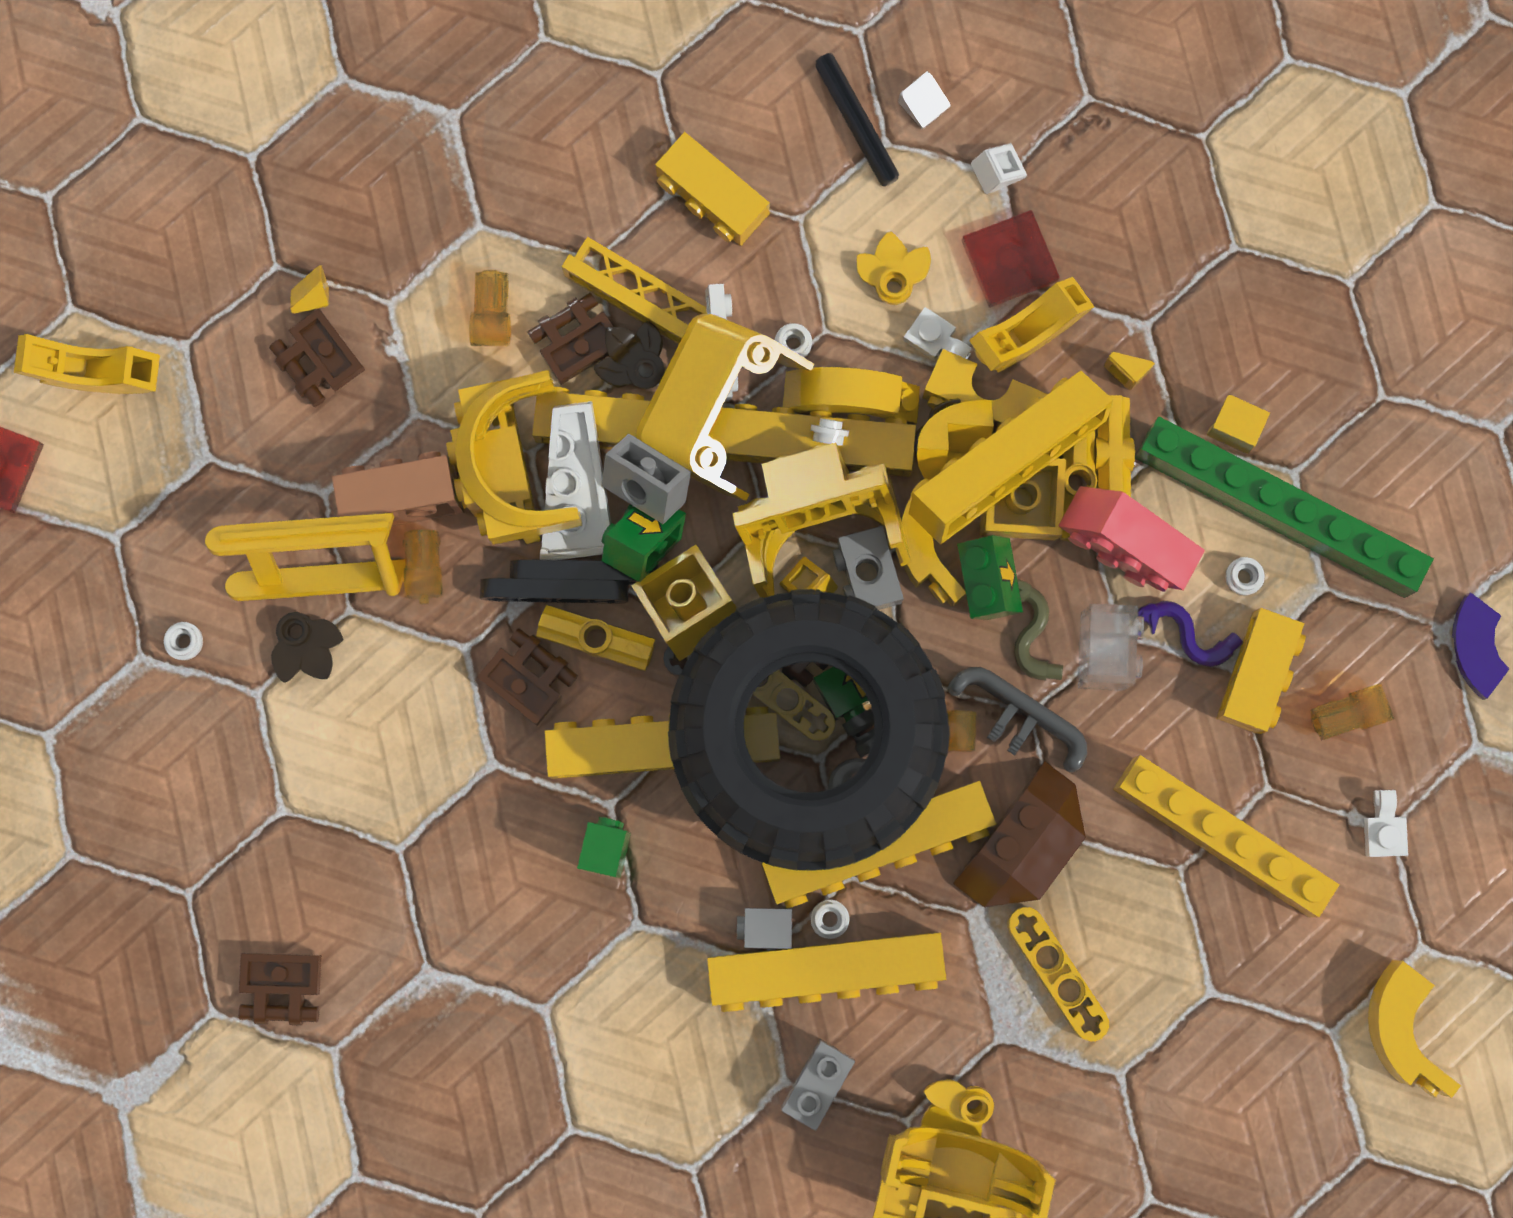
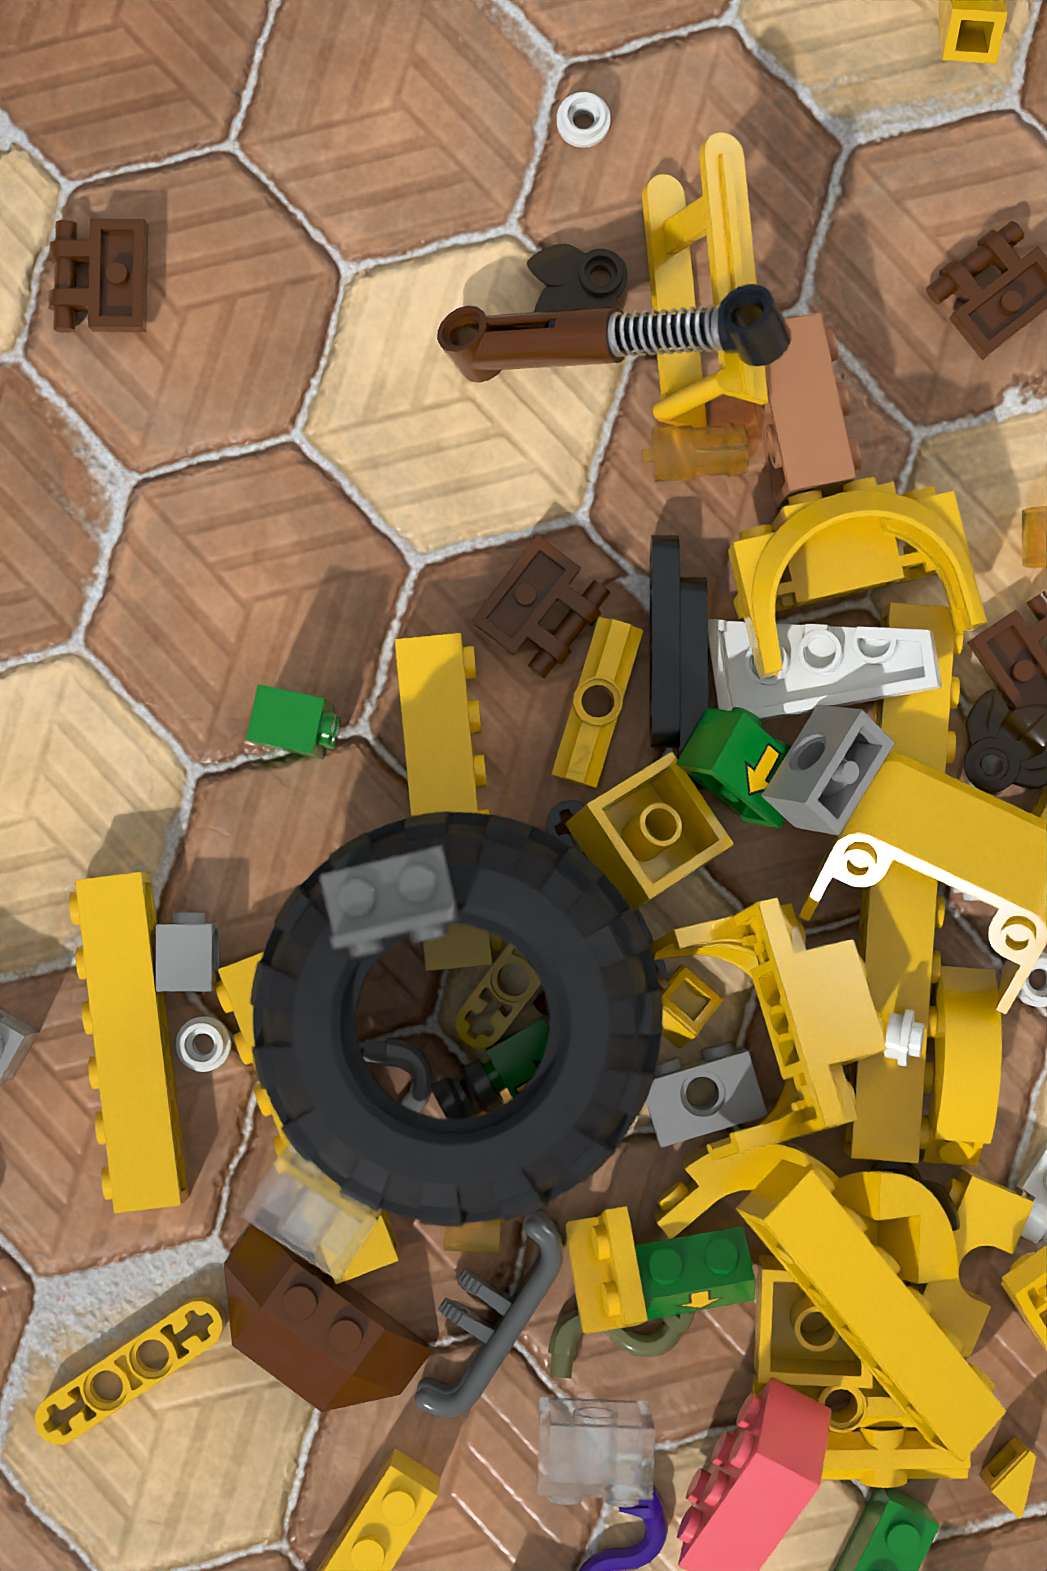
camera: 90 degrees right, 5 degrees up
(341, 625) = (485, 345): none -> piece
(725, 763) = (390, 899): none -> flat silver bracket
(940, 832) = (310, 1213): none -> clear brick
(988, 637) = (605, 1271): none -> yellow bracket

